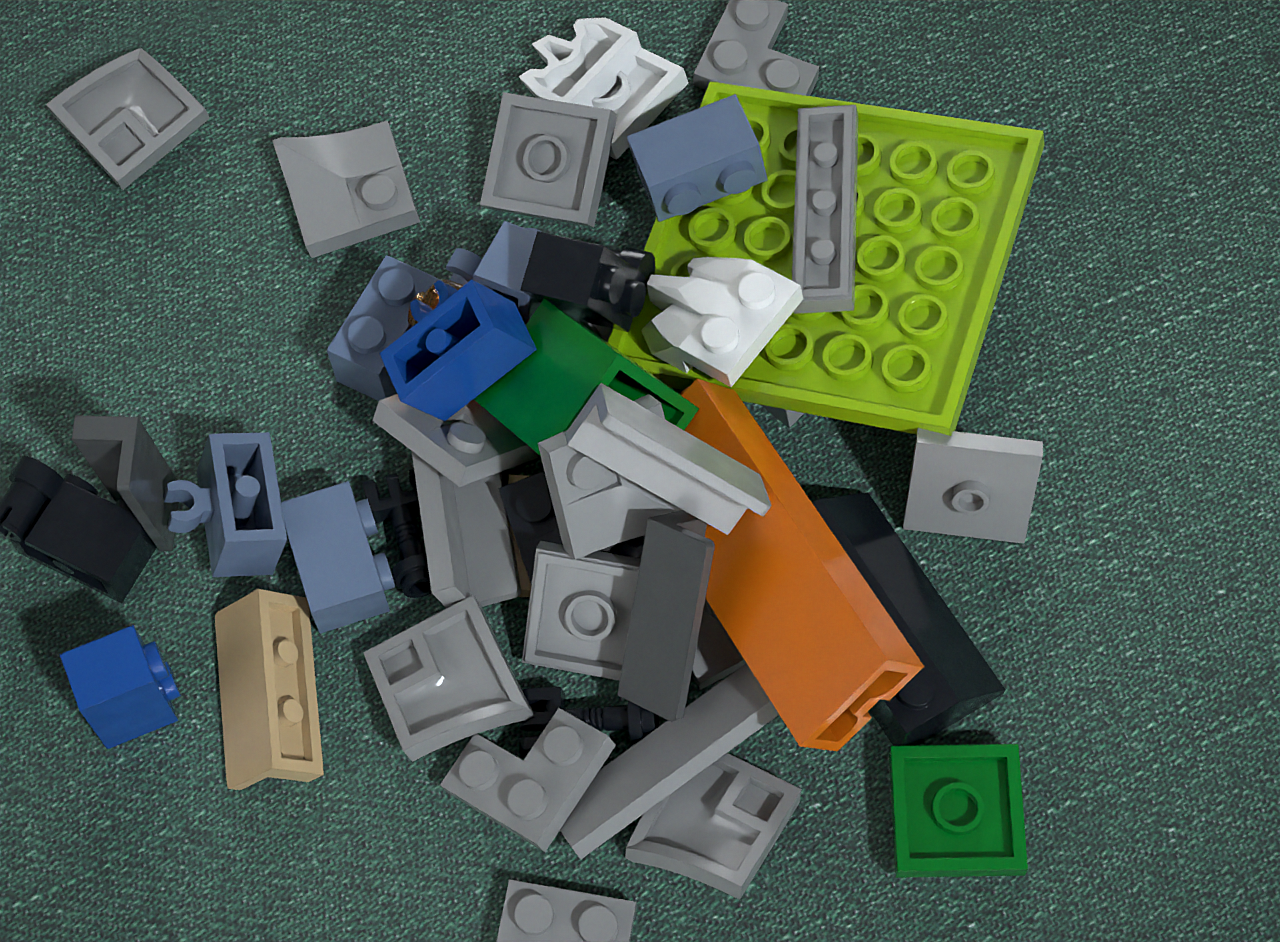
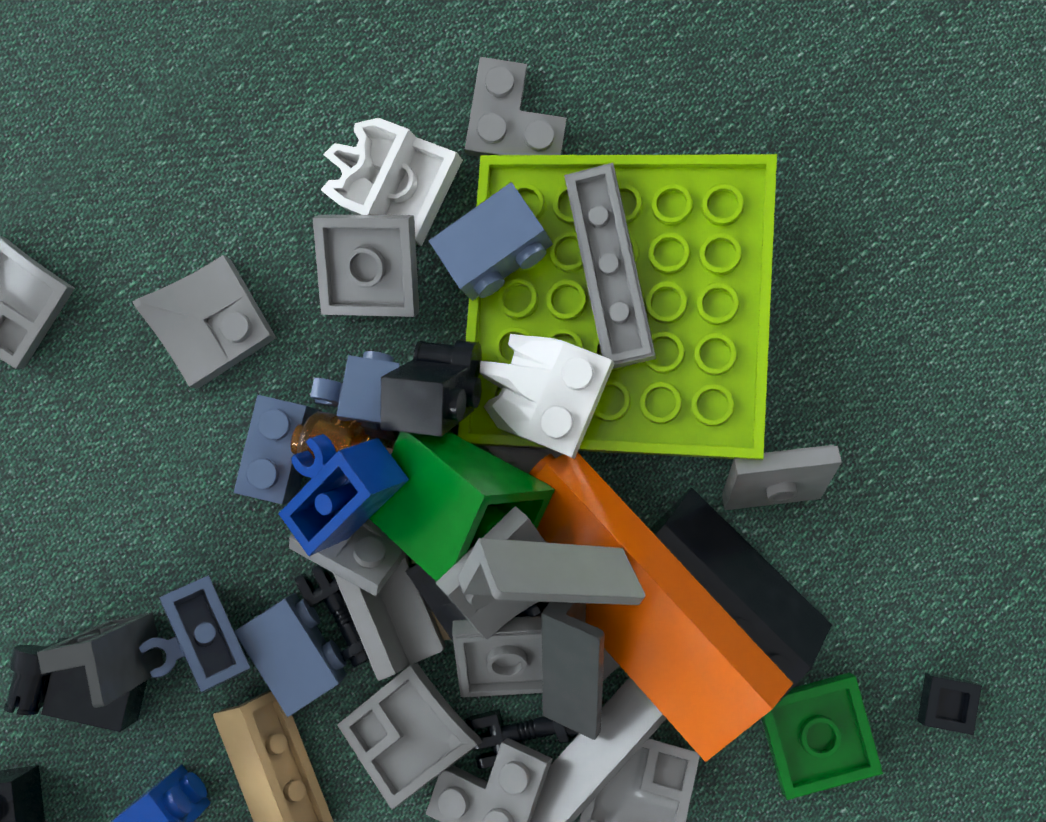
camera: 15 degrees left, 20 degrees up
(1133, 812) = (949, 703): none -> black plate

